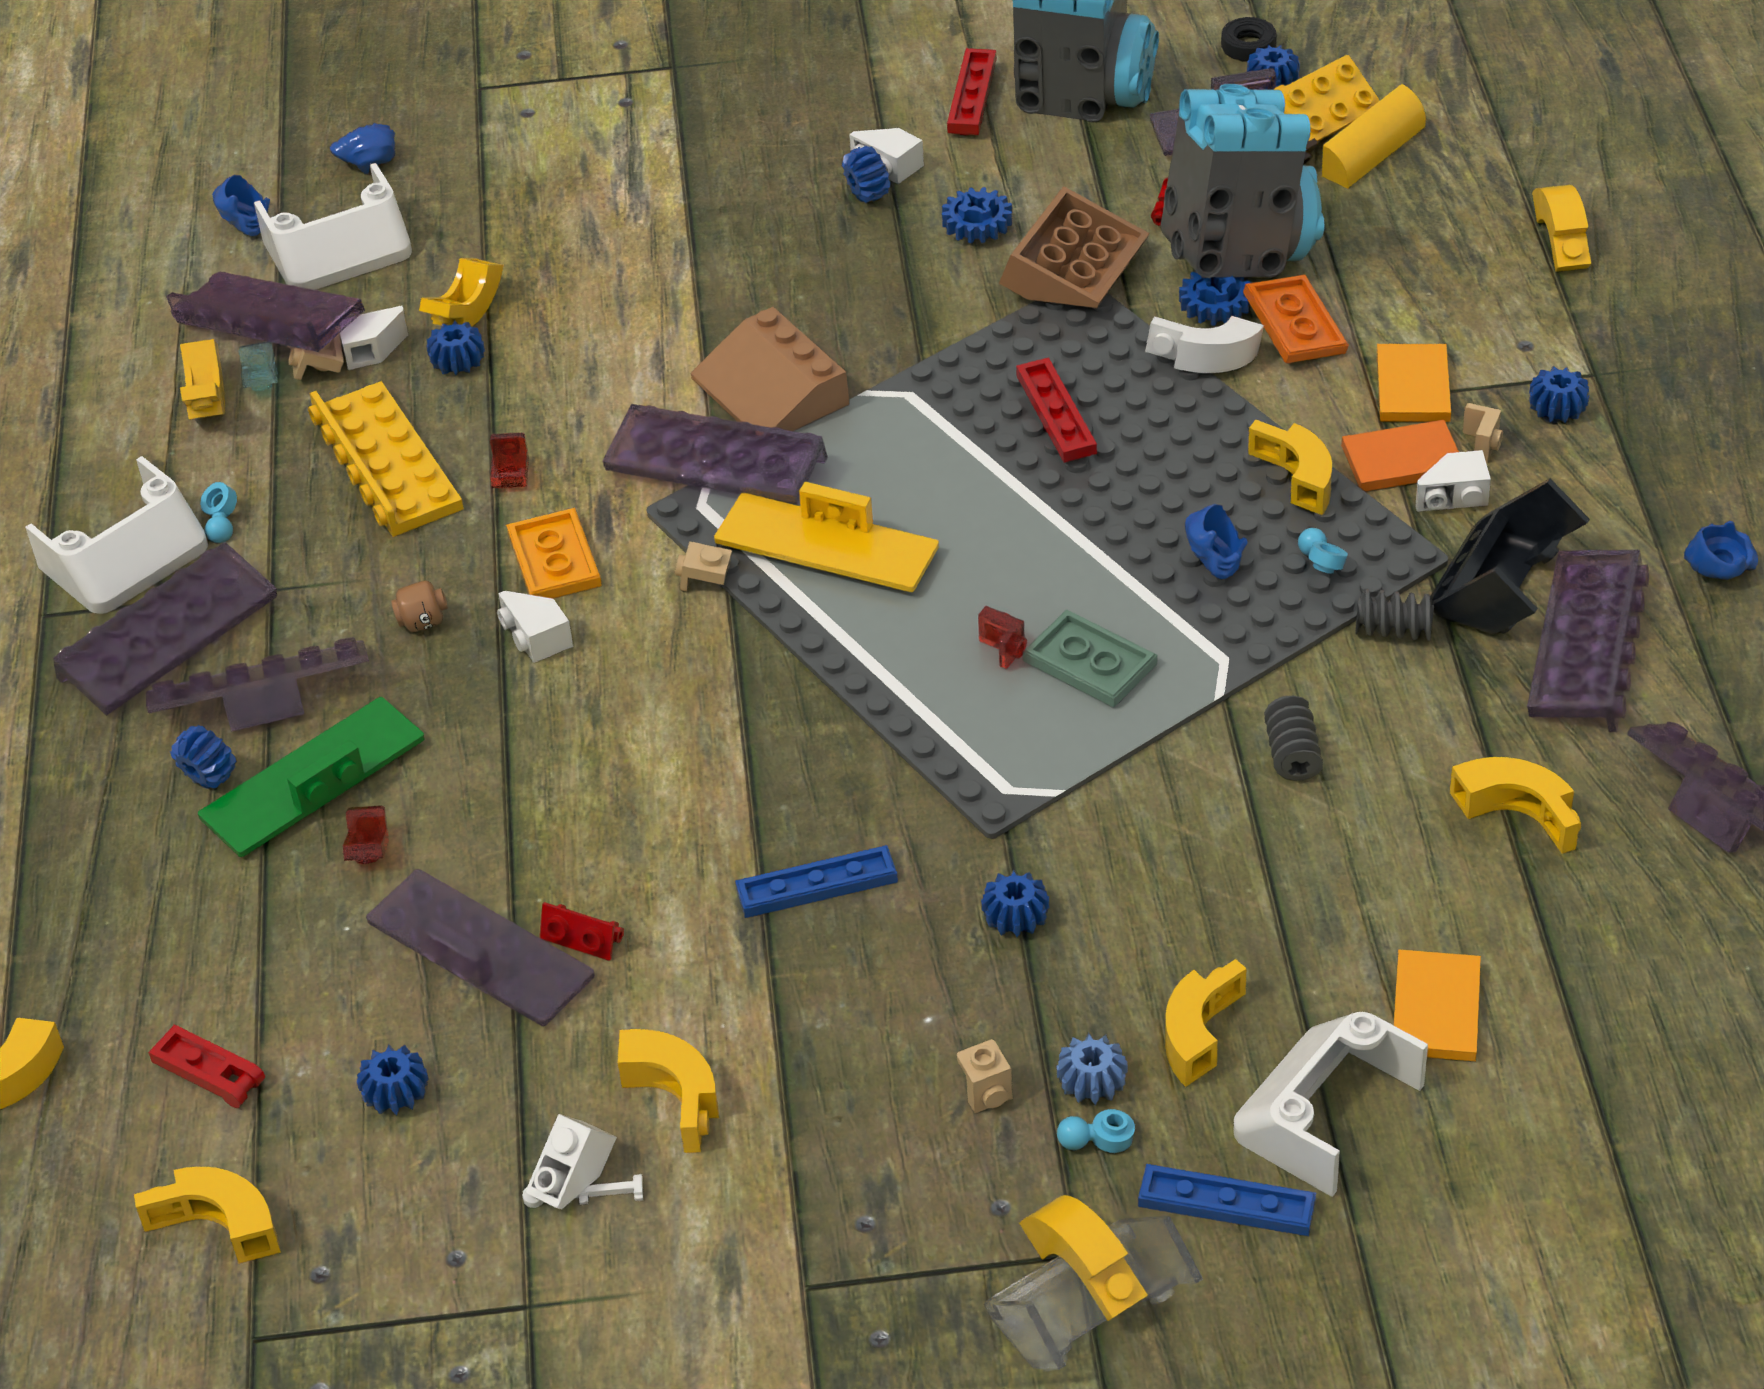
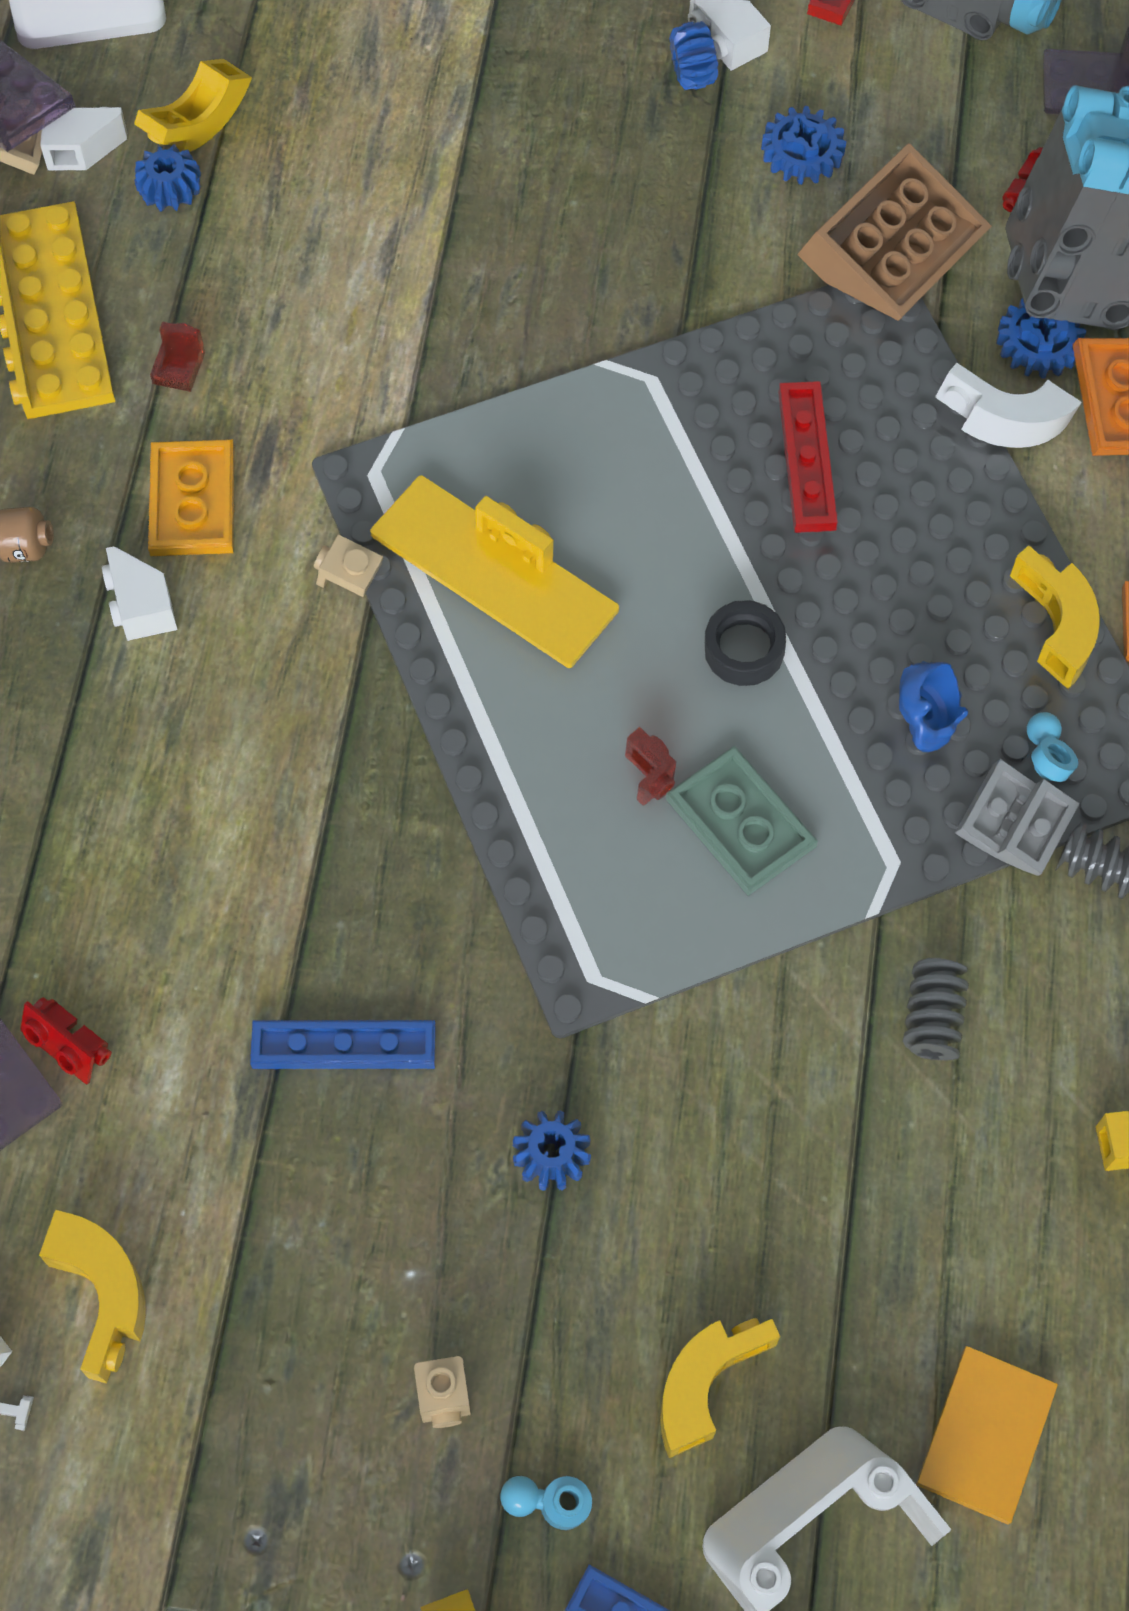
camera: 10 degrees right, 20 degrees up
(714, 453) = (406, 412): clear purple bracket -> none
(772, 375) = (501, 318): medium nougat slope -> none
(1050, 559) = (745, 613): none -> black tyre
(1092, 1069) = (549, 1409): medium blue gear -> none
(1312, 603) = (1017, 818): none -> light grey slope

